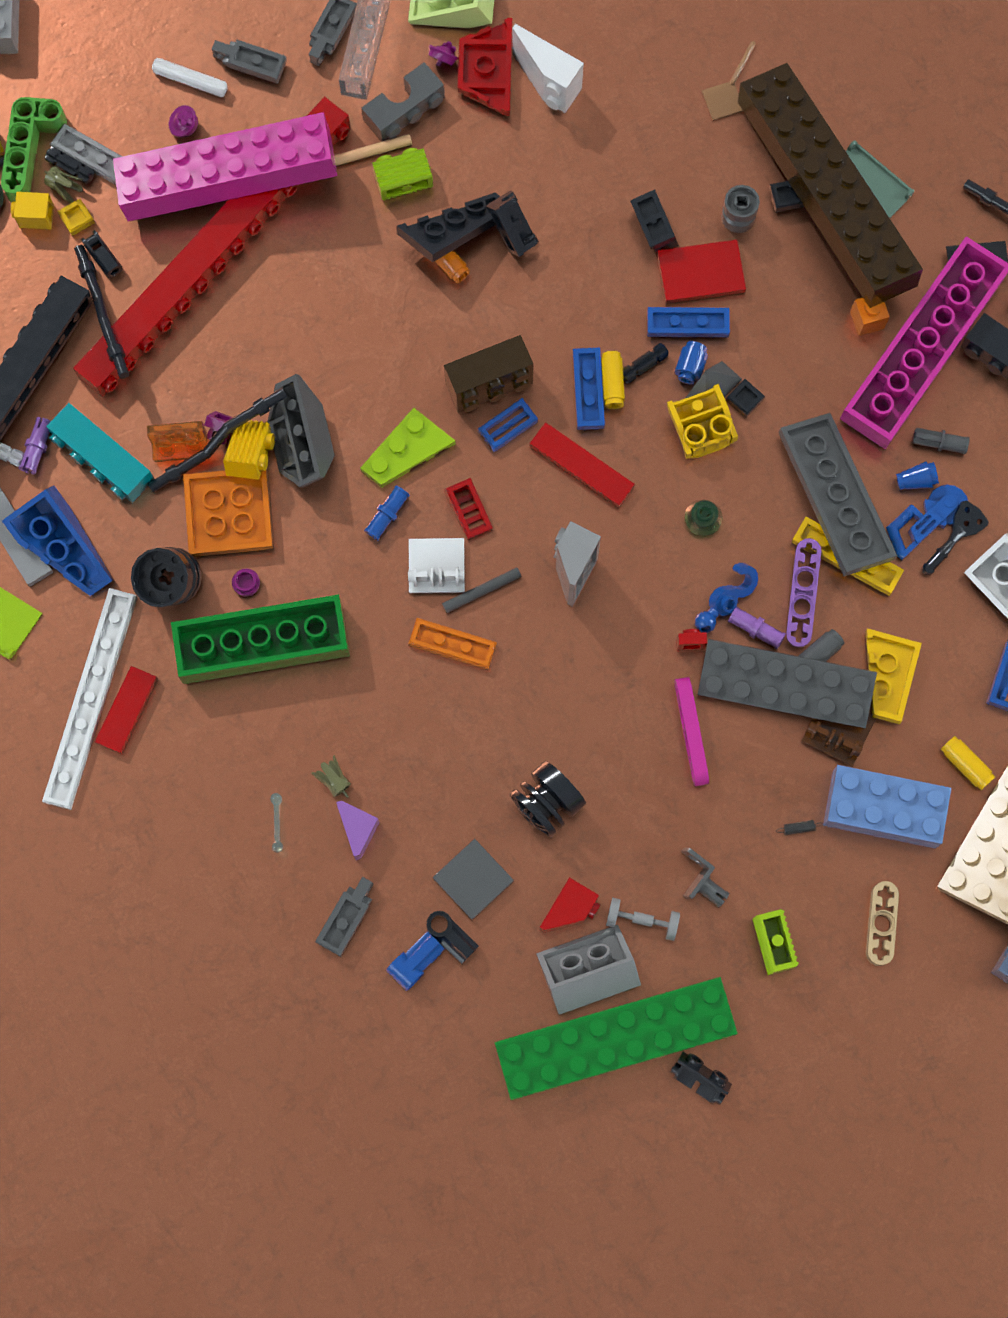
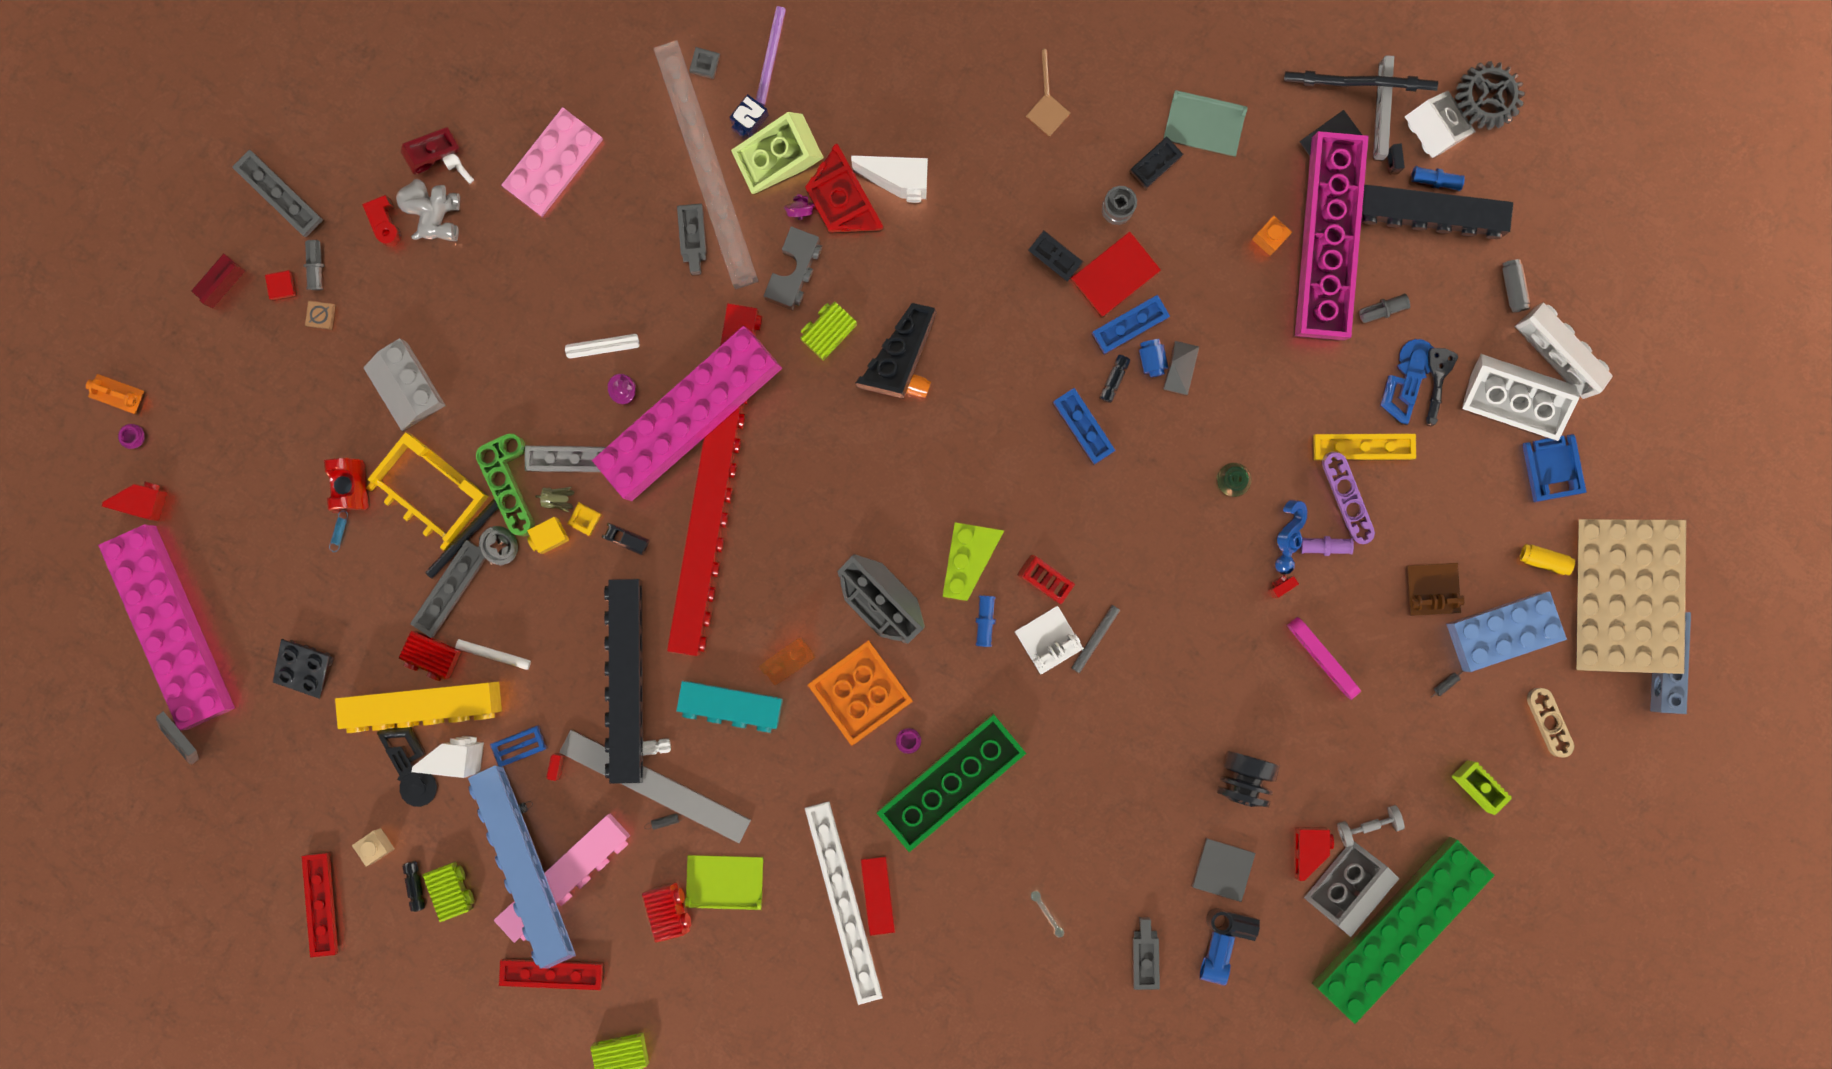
camera: 30 degrees left, 10 degrees up
(35, 446) = (674, 728): medium lavender pin -> none
(56, 536) = (737, 792): blue wedge -> none
(69, 165) = (551, 478): black axle -> none
(114, 350) = (694, 619): black bar -> none
(151, 573) = (851, 789): black wheel -> none
(214, 422) = (811, 624): magenta tile -> none
(249, 450) = (848, 635): yellow brick -> none
(250, 59) = (644, 302): dark grey hinge -> none
(259, 407) = (838, 599): black bar -> none
(334, 778) = (1074, 856): olive piece -> none
(358, 827) = (1114, 882): medium lavender slope -> none
(373, 149) = (790, 322): light nougat bar -> none
(452, 644) = (1098, 695): orange tile -> none
(489, 374) = (1003, 464): dark brown brick -> none
(489, 438) = (1028, 511): blue tile -> none
(512, 224) = (945, 325): black hinge -> none
(575, 558) = (1162, 581): light grey slope -> none
(582, 465) = (1114, 491): red tile -> none
(612, 380) = (1099, 407): yellow piece -> none
(703, 423) = (1191, 403): yellow slope -> none
(703, 882) = (1399, 771): dark grey bracket -> none
(712, 1082) = (1493, 919): black hinge -> none
(745, 398) = (1211, 361): black tile -> none
(787, 683) = (1377, 578): dark grey plate -> none
(824, 646) = (1385, 540): dark grey piece -> none
(829, 185) = (1181, 146): dark brown brick -> none
(837, 494) = (1330, 402): dark grey plate -> none
(895, 666) = (1450, 523): yellow wing -> none
(918, 477) = (1384, 349): blue cone -> none

